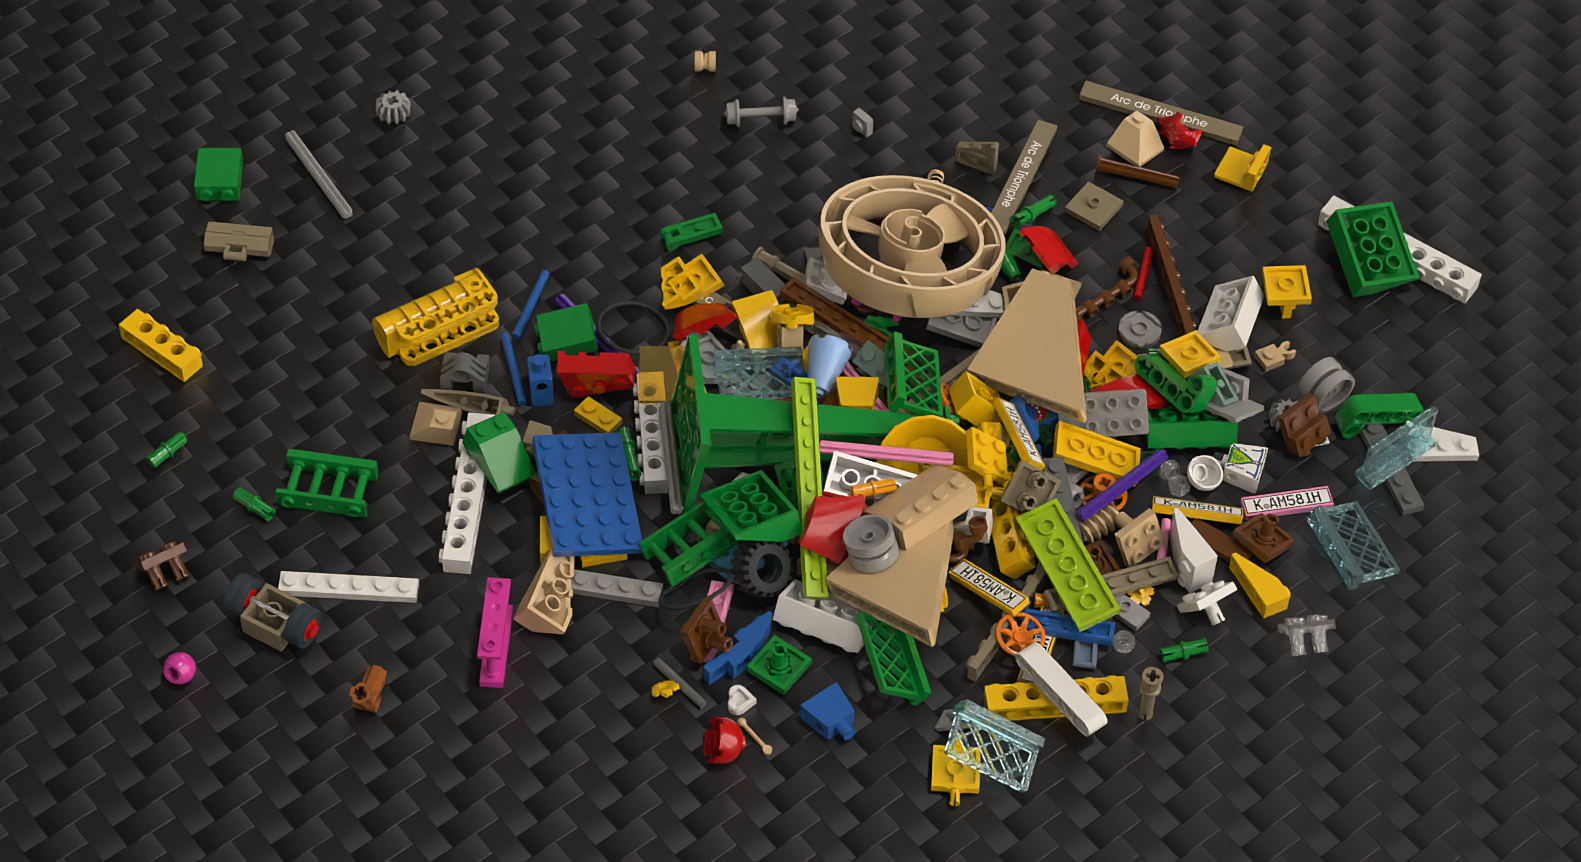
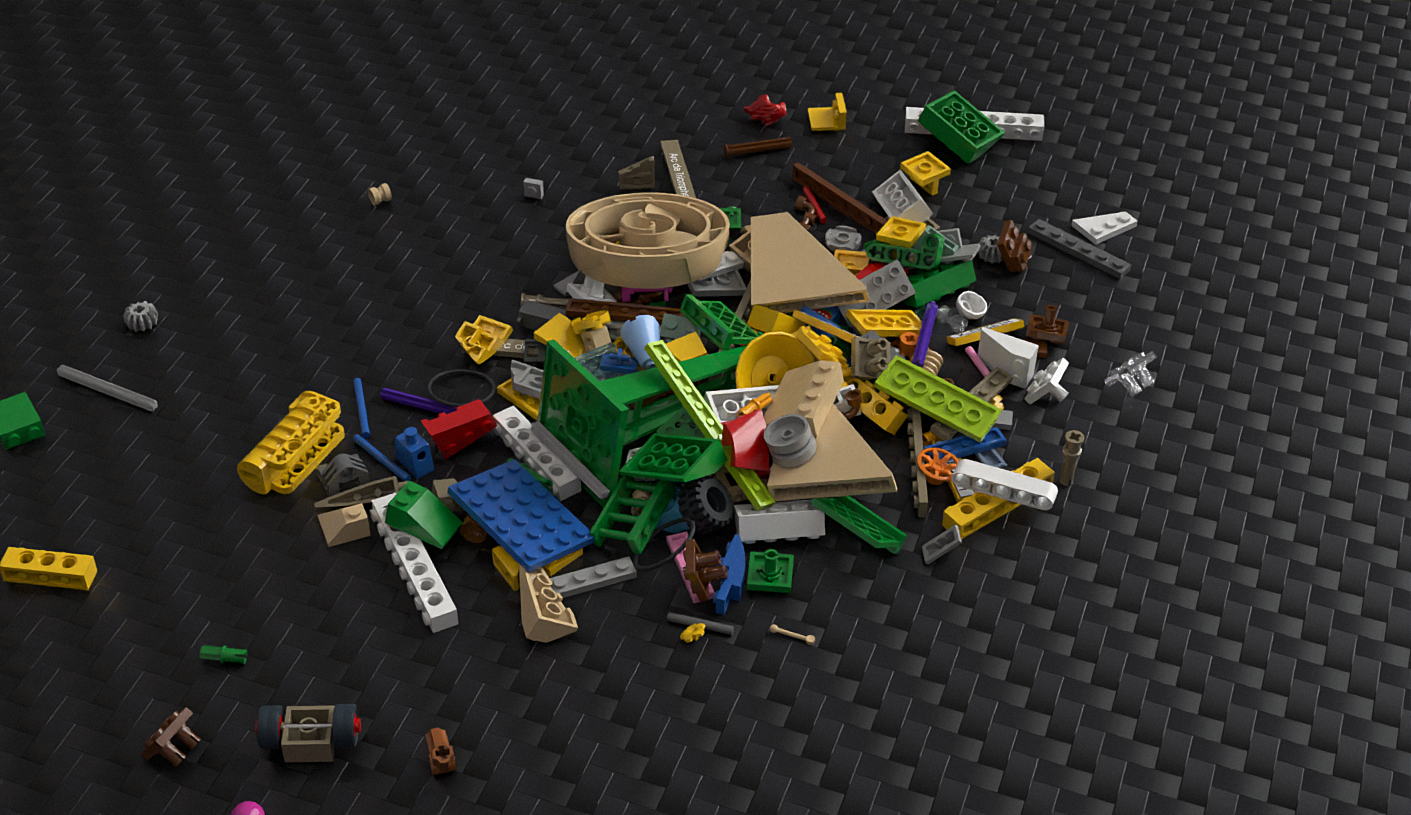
camera: 30 degrees left, 10 degrees down
(166, 449) = (109, 648): green axle -> none
(238, 240) = (67, 460): dark tan piece -> none
(332, 465) = (277, 592): green fence -> none
(349, 586) = (360, 679): white plate -> none
(495, 632) = (523, 652): dark pink fence -> none
(566, 331) = (409, 408): green brick -> none
(597, 416) = (478, 461): yellow plate -> none
(658, 372) = (515, 403): clear yellow piece -> none
(691, 231) = (455, 306): green plate -> none
(701, 318) = (516, 354): red slope -> none
(723, 740) = (773, 647): red cylinder -> none
(740, 700) = (758, 613): white tile -> none
(787, 109) = (430, 216): light grey piece -> none
(829, 713) = (840, 588): blue torso -> none
(887, 453) = (752, 376): bright pink axle -> none
(952, 775) = (968, 582): yellow plate -> none
(989, 587) = (897, 443): tile -> none
(999, 727) = (988, 534): clear light blue fence -> none
(1028, 213) = (707, 194): green pin -> none
(1048, 247) = (742, 210): red slope -> none
(1094, 206) = (744, 178): dark tan plate -> none
(1123, 636) = (1013, 438): clear plate -> none
(1130, 103) = (734, 108): dark tan tile -> none
(1136, 139) = (741, 125): tan slope -> none
(1138, 536) = (966, 362): tan plate -> none
(1184, 650) = (1057, 425): green pin -> none
(1243, 465) = (994, 290): white torso -> none
(1261, 587) = (1082, 361): yellow slope -> none
(1273, 357) = (948, 219): tan plate -> none
(1286, 502) = (1036, 304): tile -> none
(1327, 383) = (1003, 211): light grey wheel -> none
(1338, 547) = (1107, 316): clear light blue fence -> none
(1376, 410) = (1048, 219): green beam -> none
(1398, 449) = (1091, 236): clear light blue fence -> none

